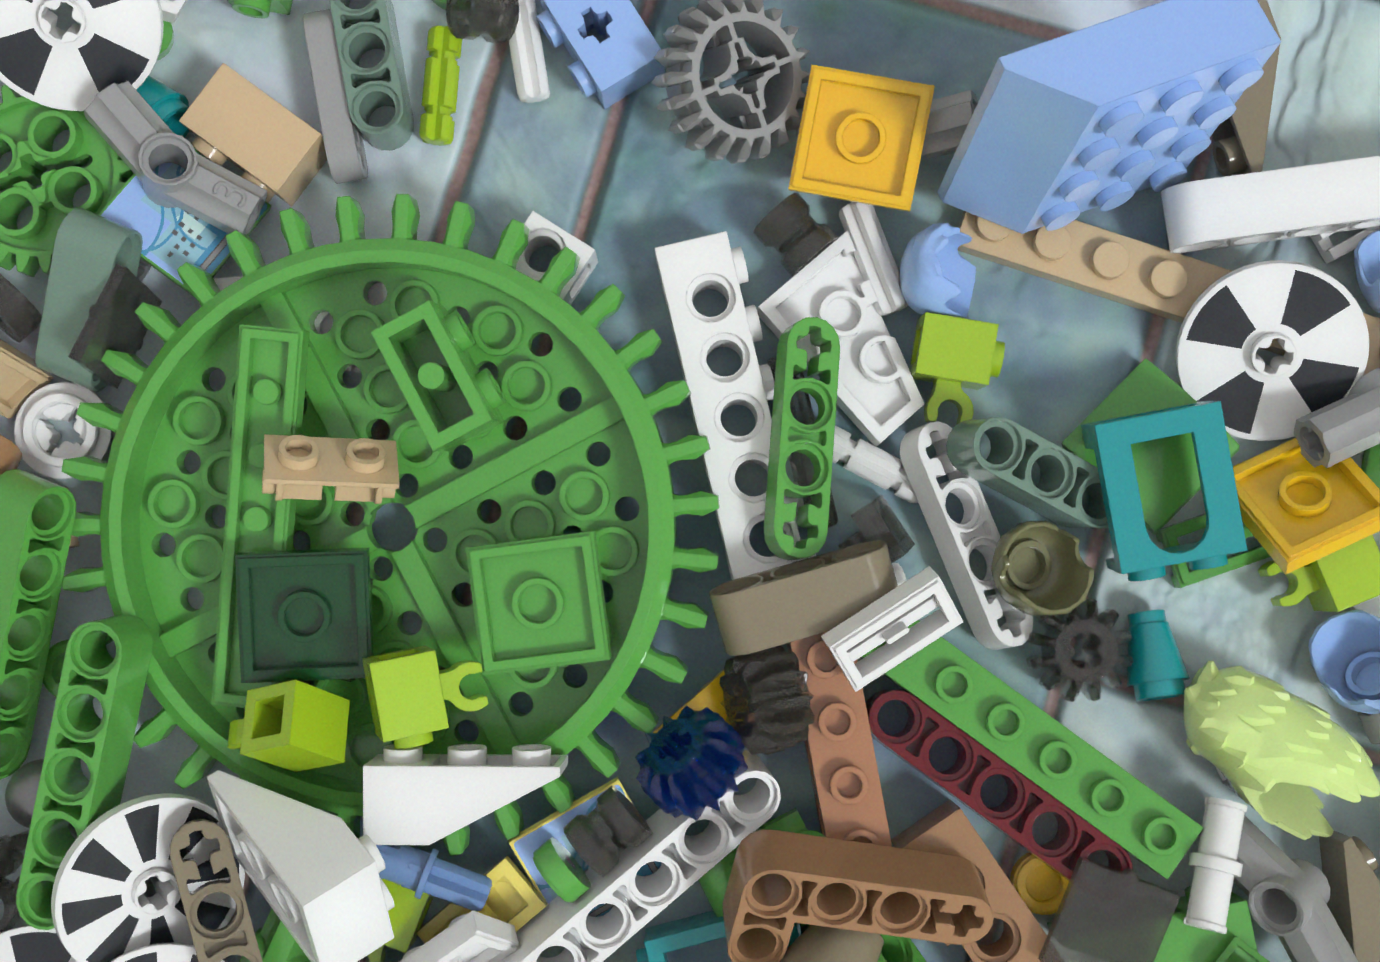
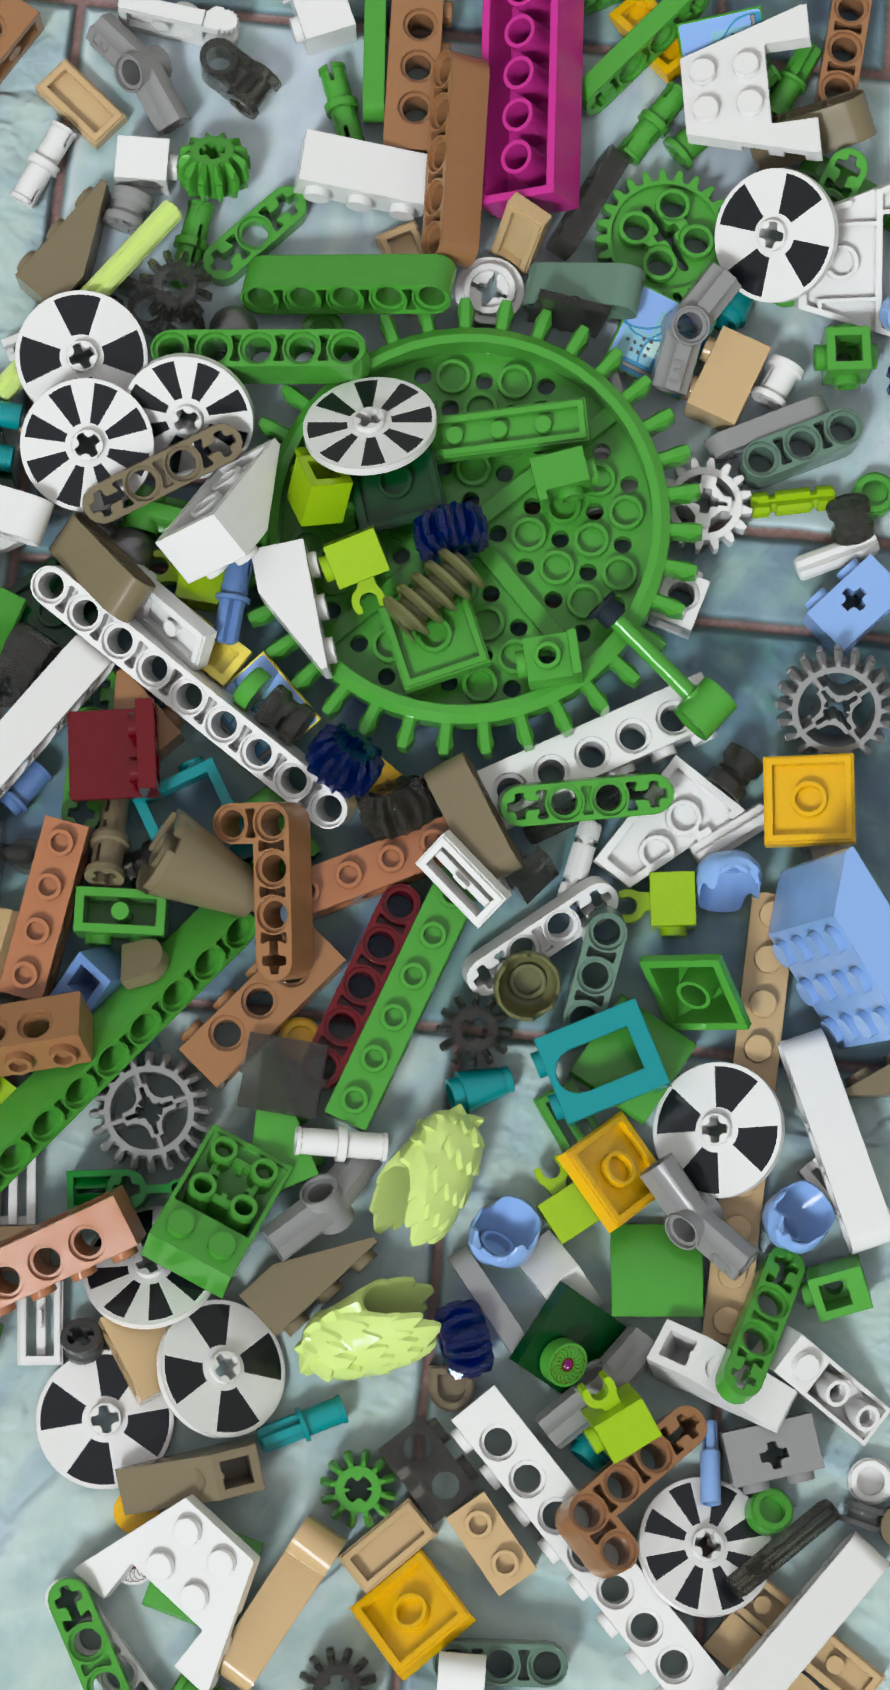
camera: 80 degrees right, 5 degrees down
(219, 637) = (370, 426): none -> white piece
(274, 69) = (777, 382): none -> white bush
(348, 377) = (563, 476): none -> bright green brick
(356, 467) = (503, 493): tan hinge -> none
(397, 551) = (451, 527): none -> clear blue gear
(432, 176) = (721, 507): none -> white gear
(438, 375) = (575, 536): bright green brick -> none
(481, 595) = (432, 592): none -> olive piece
(627, 427) = (562, 671): none -> bright green brick
(707, 252) = (702, 705): none -> bright green piece
(1085, 343) = (695, 992): none -> bright green slope

